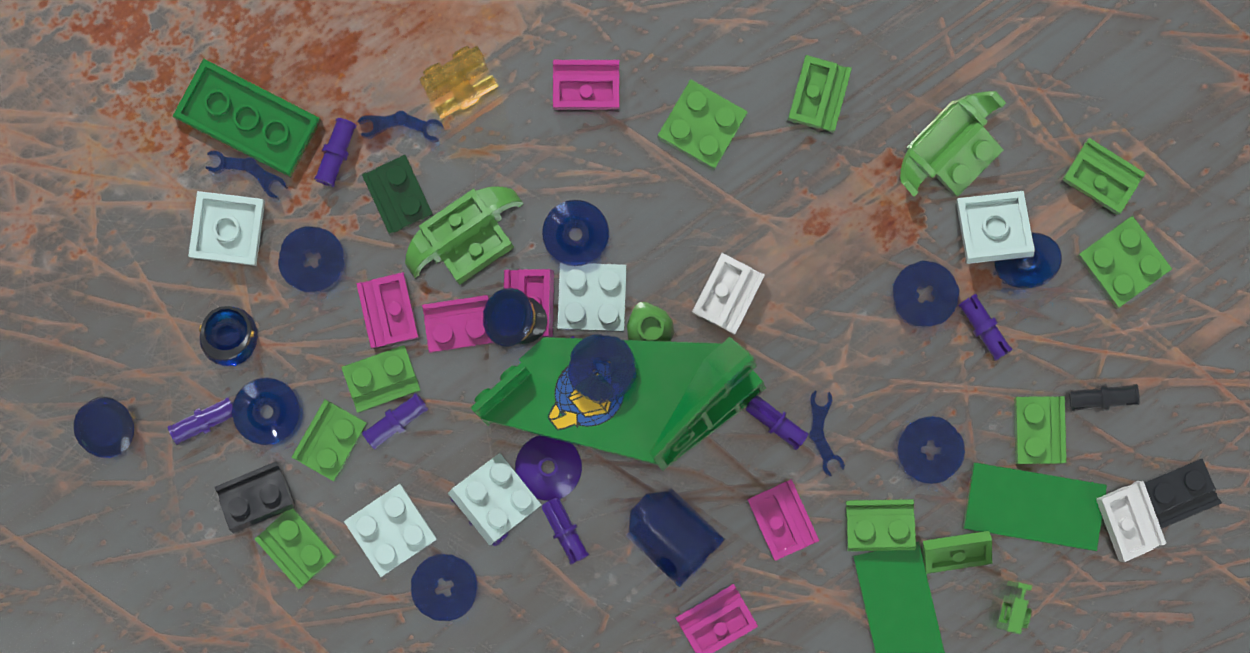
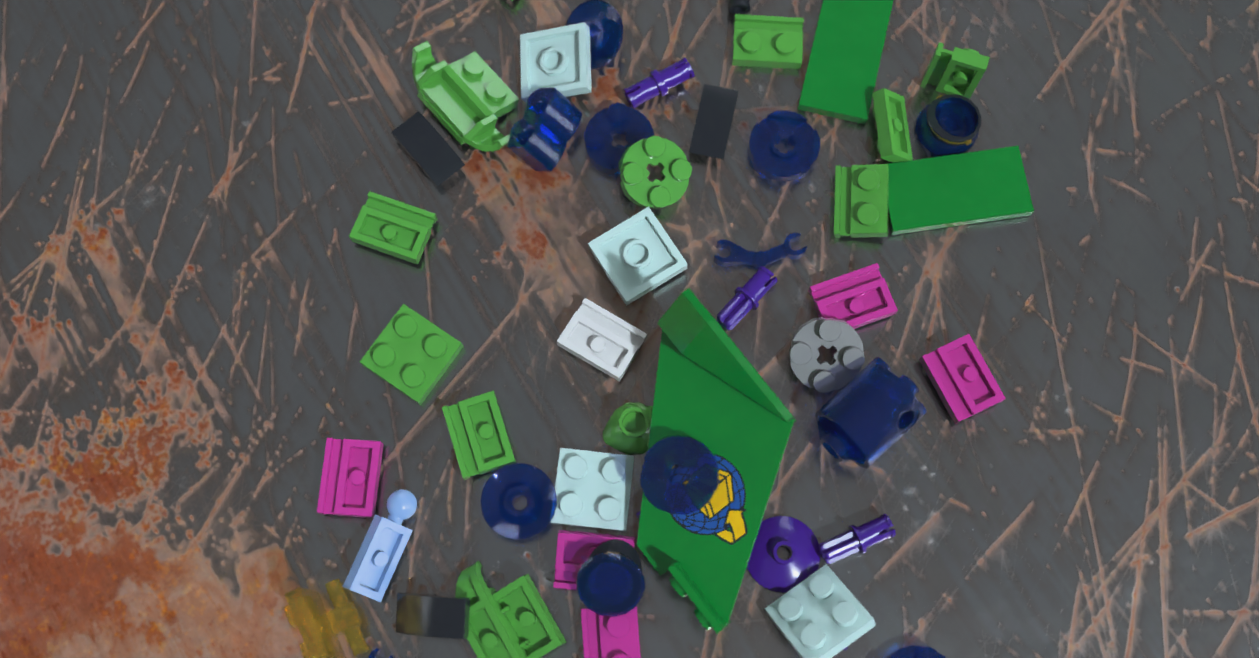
camera: 85 degrees left, 10 degrees down
(472, 169) = (432, 615): none -> black slope
(527, 120) = (382, 548): none -> light blue plate
(632, 192) = (479, 435): none -> bright green plate
(710, 494) = (825, 375): none -> light grey plate
(810, 320) = (637, 256): none -> light aqua plate
(894, 348) = (674, 172): none -> bright green plate
(899, 116) = (427, 148): none -> black slope
(924, 223) = (544, 129): none -> clear blue brick
(950, 382) = (713, 121): none -> black slope
(965, 607) = (948, 125): none -> clear blue piece

